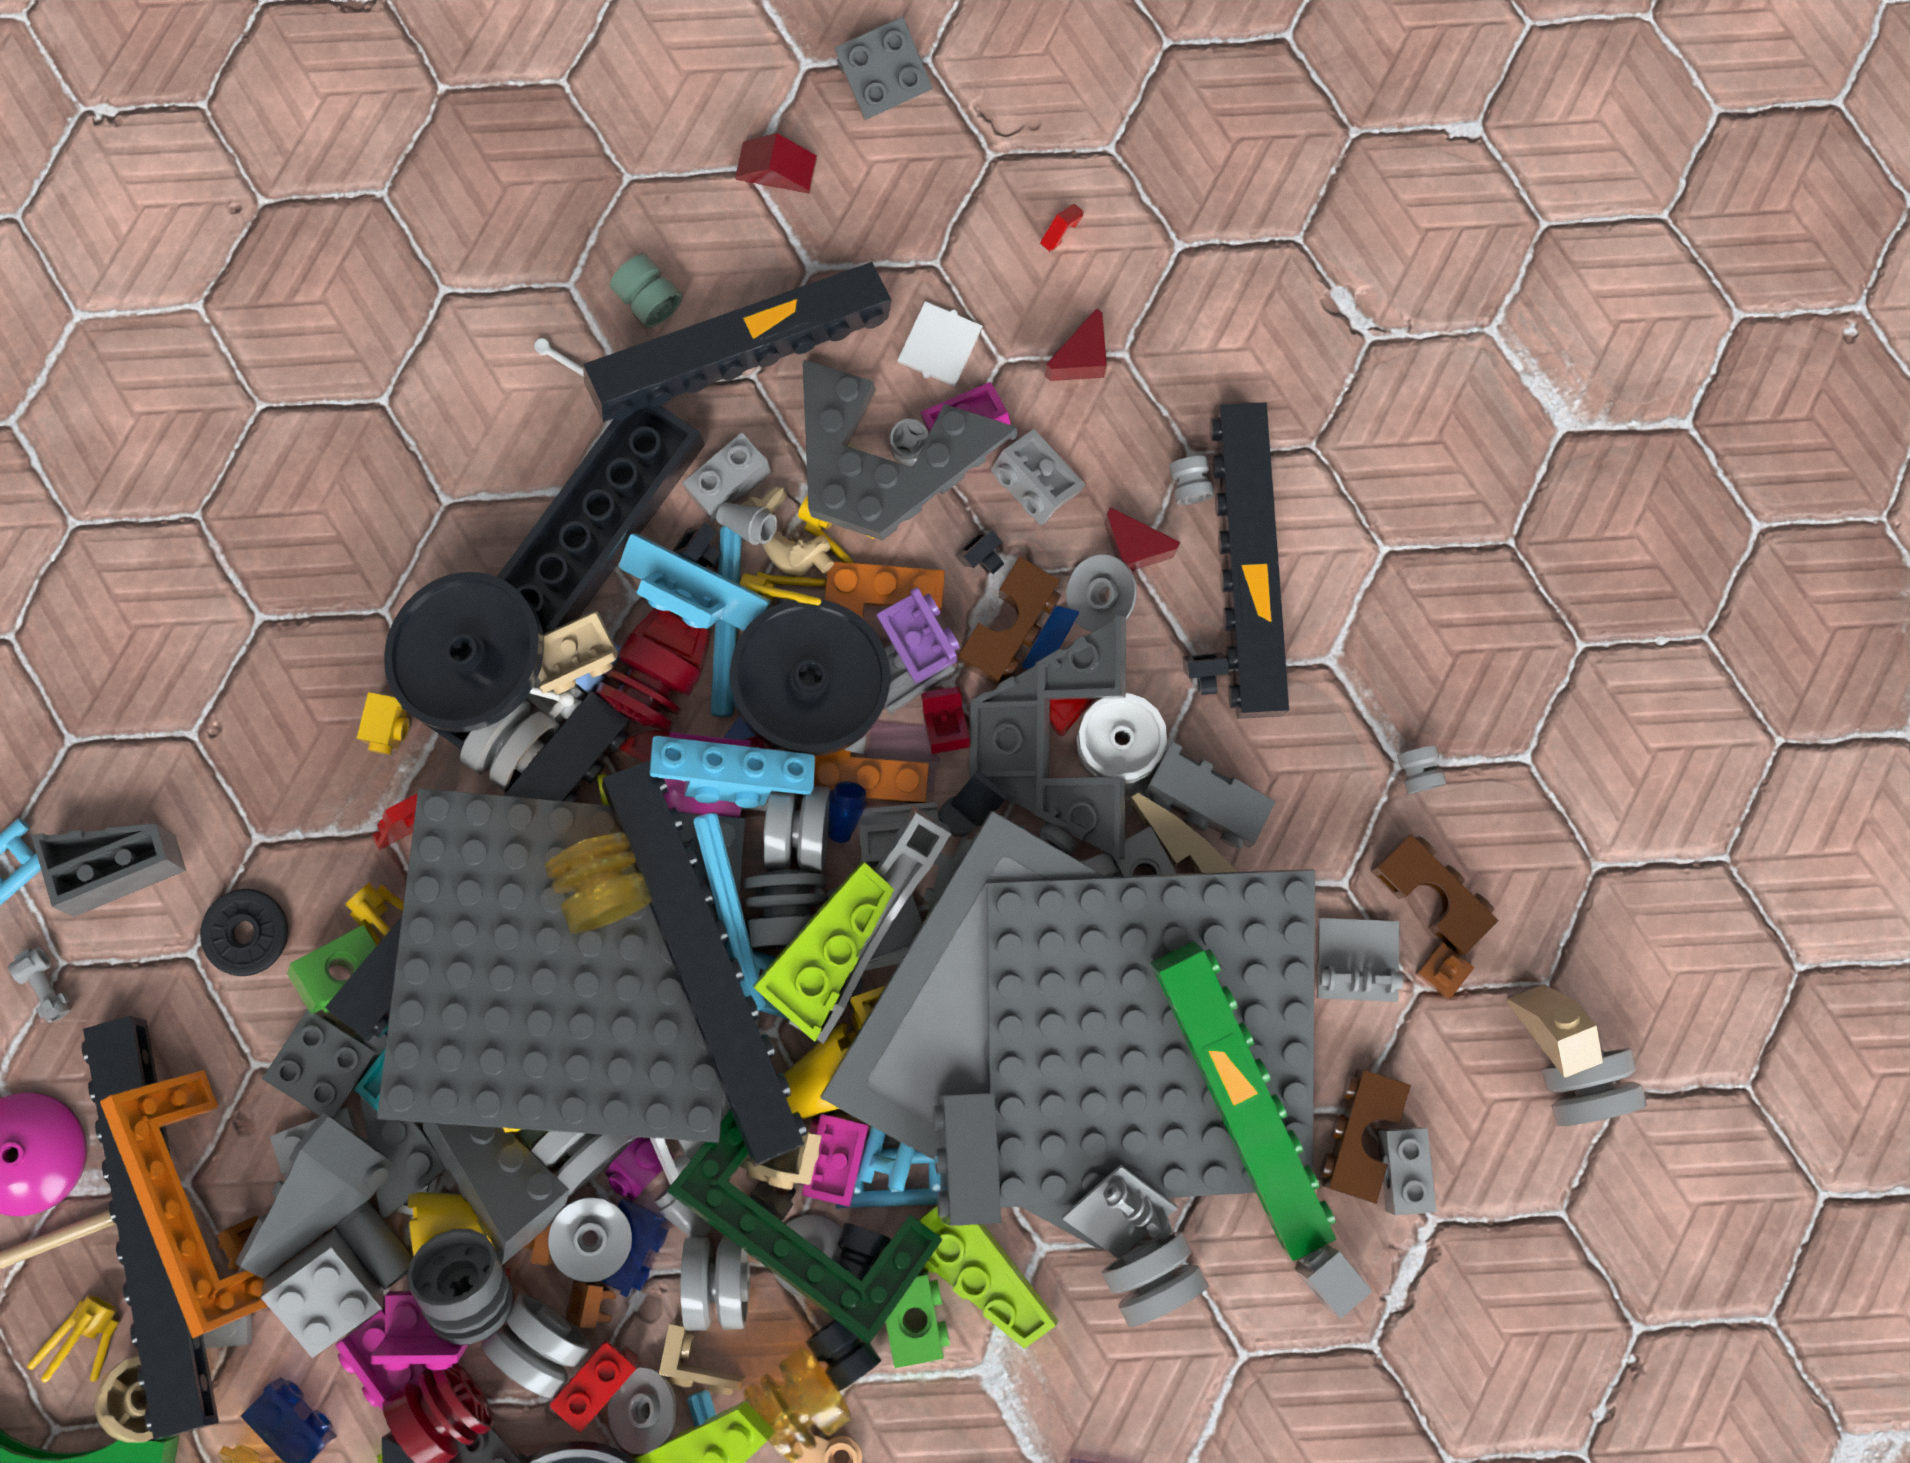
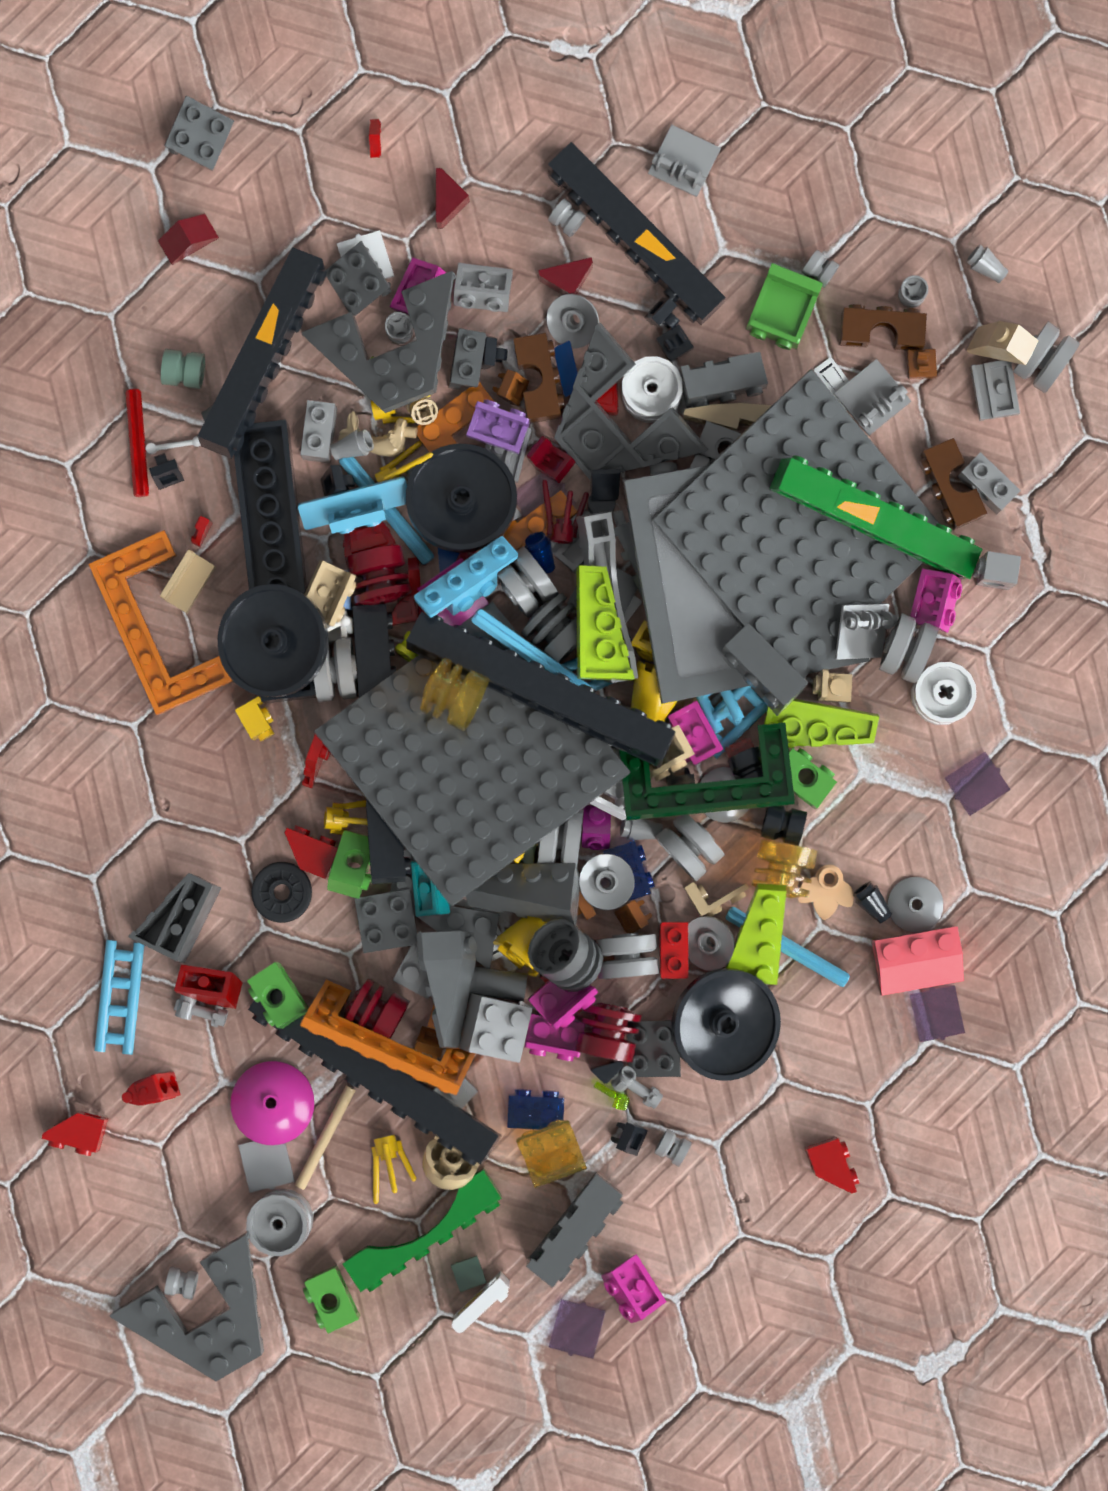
camera: 40 degrees left, 5 degrees up
(69, 965) = (209, 986): none -> red slope
(131, 1064) = (292, 1003): none -> bright green brick
(210, 1158) = (374, 1013): none -> dark red wheel
(309, 914) = (312, 854): none -> red slope
(375, 443) = (111, 576): none -> orange plate
(449, 514) = (187, 581): none -> tan panel
(517, 473) = (202, 528): none -> red tile
(531, 382) = (166, 472): none -> black tile
(532, 328) = (137, 443): none -> red axle
(690, 713) = (414, 575): none -> red tile
(854, 540) = (428, 415): none -> tan wheel
(869, 1220) = (738, 747): none -> clear red tile
(889, 808) = (563, 530): none -> dark red plant
(913, 355) = (357, 279): none -> dark grey hinge
(951, 535) = (467, 359): none -> dark grey bracket
(973, 607) = (511, 387): none -> dark orange tile
(1034, 1243) = (832, 687): none -> tan bracket
(1155, 1389) = (959, 689): none -> white wheel
(1191, 713) = (674, 343): none -> black tile
(1235, 1248) = (936, 599): none -> dark pink bracket
(1332, 898) = (831, 376): none -> white sticker
(1344, 776) = (783, 307): none -> bright green panel
(1371, 528) = (684, 160): none -> light grey hinge
(1502, 1071) = (994, 390): none -> light grey plate
(1511, 880) = (916, 287): none -> light grey wheel
(1613, 924) = (987, 264): none -> light grey cone

